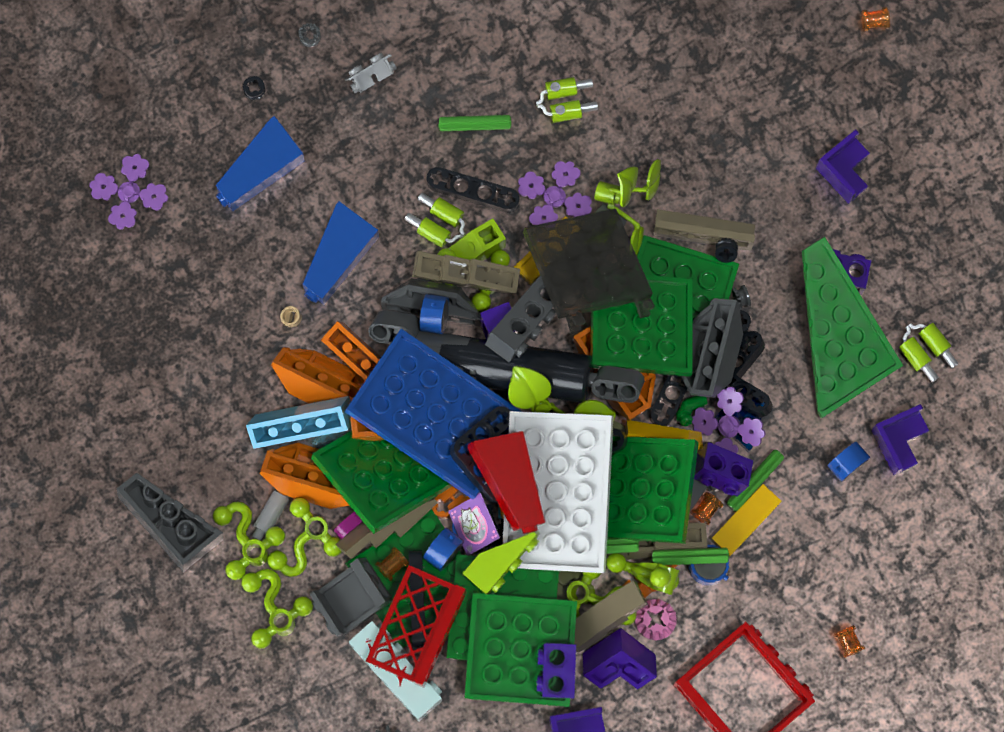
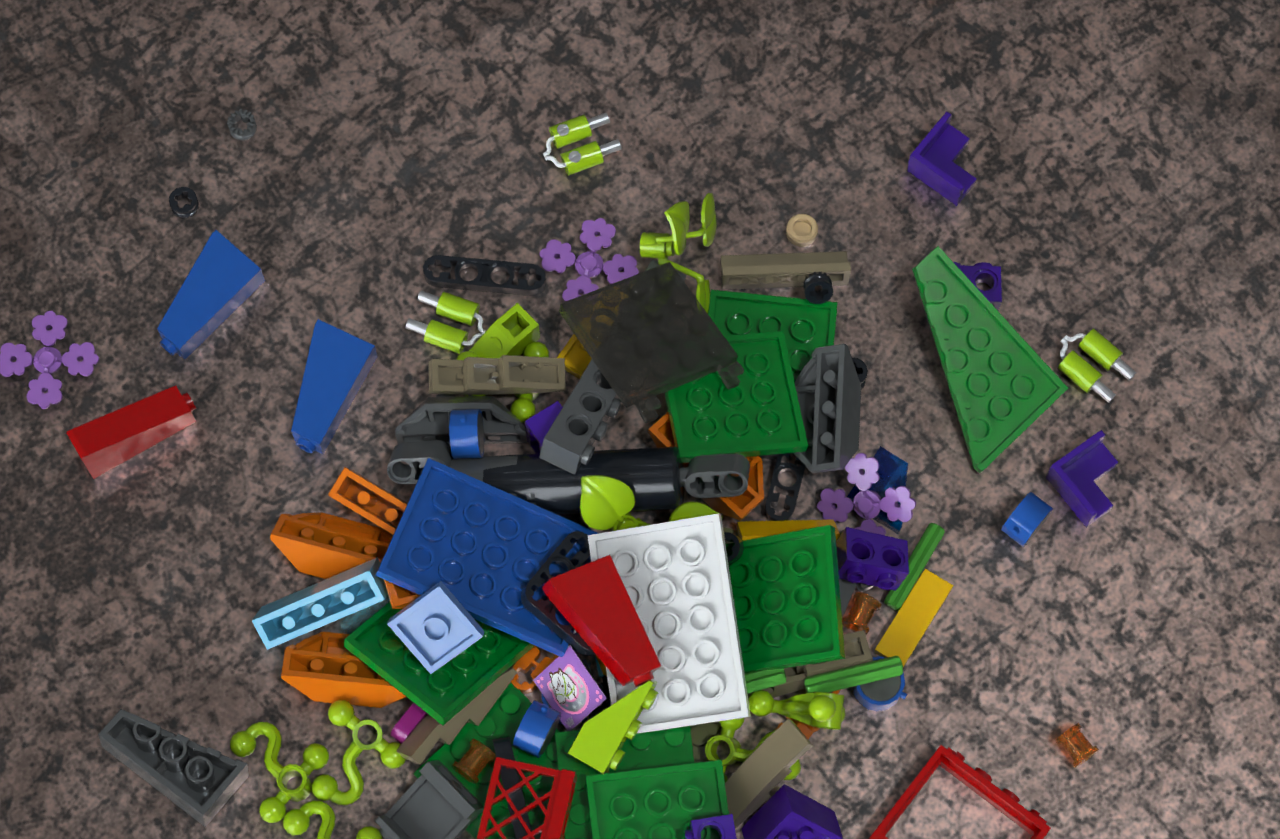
camera: 10 degrees left, 5 degrees down
(182, 259) = (131, 429): none -> red slope
(269, 514) = (303, 730): light grey cylinder -> none
(287, 316) = (278, 475): tan hinge -> none
(362, 76) = (318, 164): light grey hinge -> none
(382, 459) = (435, 627): none -> plate
(469, 123) = (471, 193): bright green axle -> none
(657, 631) = (830, 781): bright pink gear -> none
(688, 405) = (809, 492): green arm -> none
(724, 200) = (802, 230): none -> tan tile
(741, 296) = (850, 339): dark grey bush -> none
(752, 392) = (897, 458): black beam -> none

